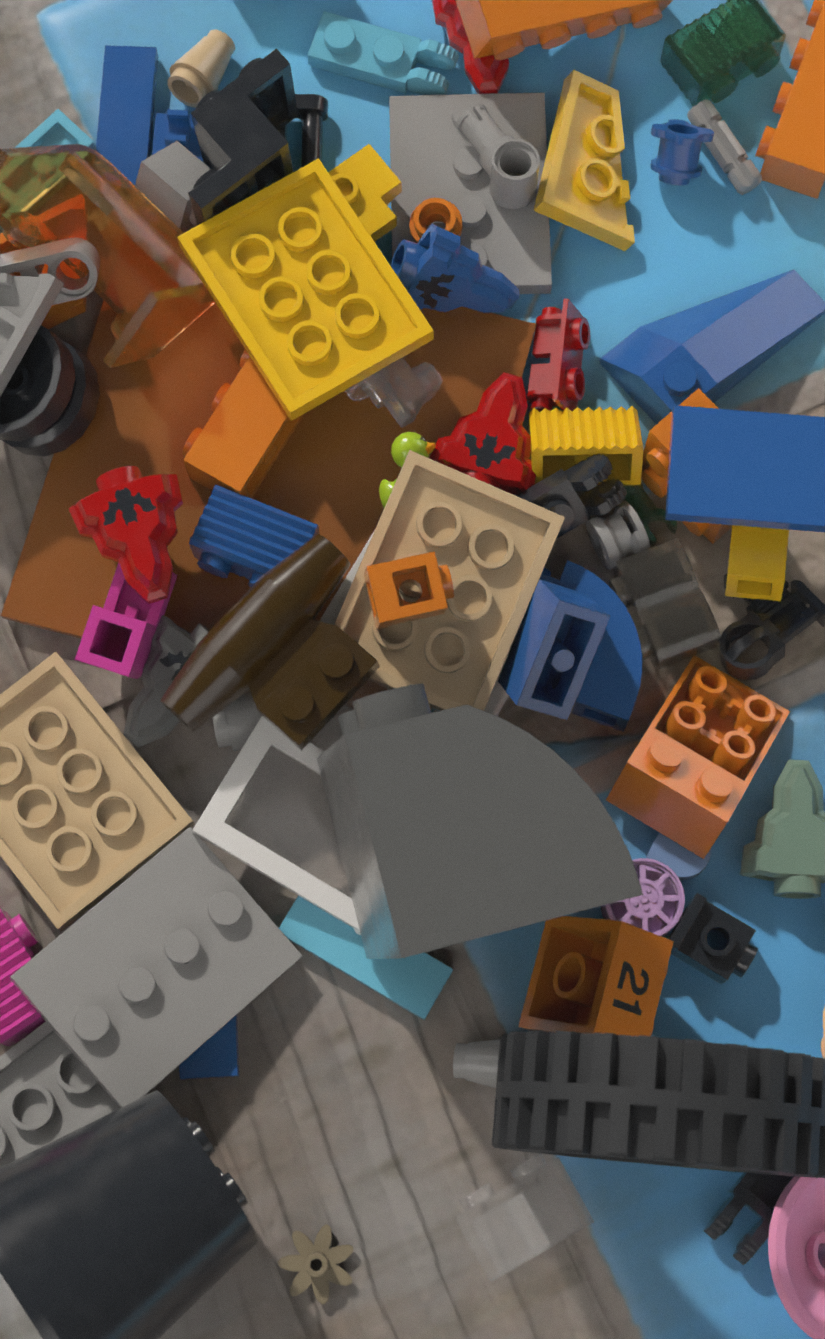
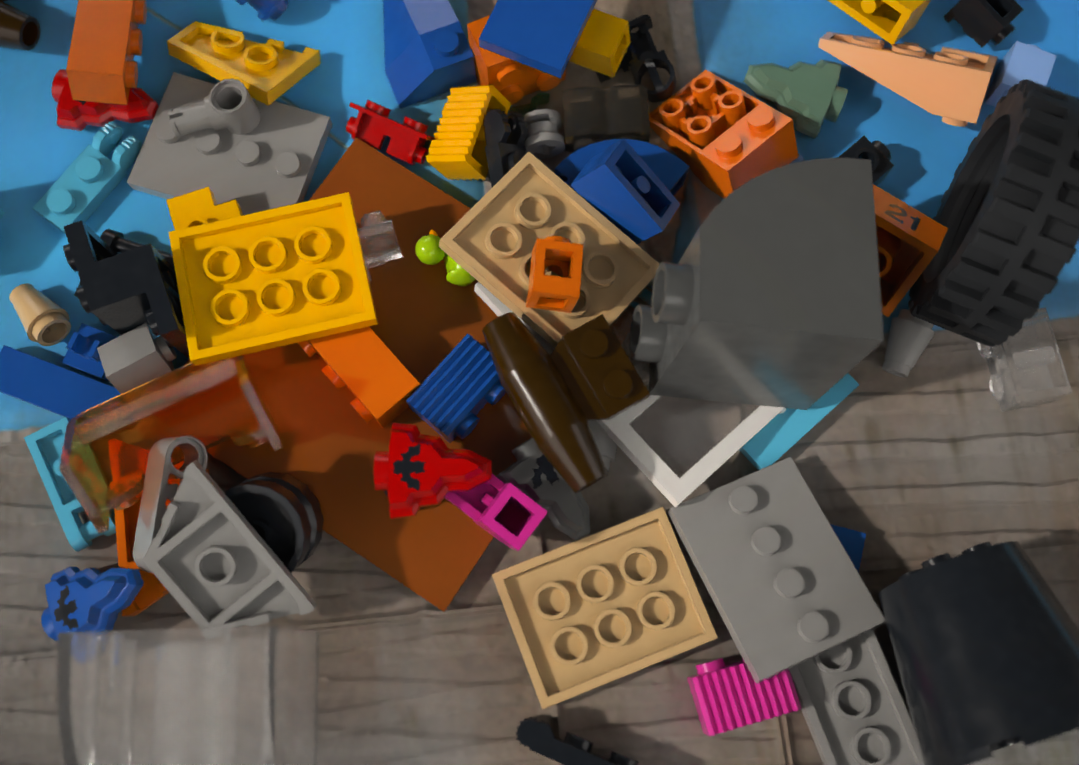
camera: 75 degrees left, 0 degrees up
(328, 1257) = (1009, 518): dark tan plant -> none
(432, 211) = (245, 167): orange plate -> none
(448, 275) = (298, 173): blue rock -> none
(492, 439) = (440, 192): red rock -> none

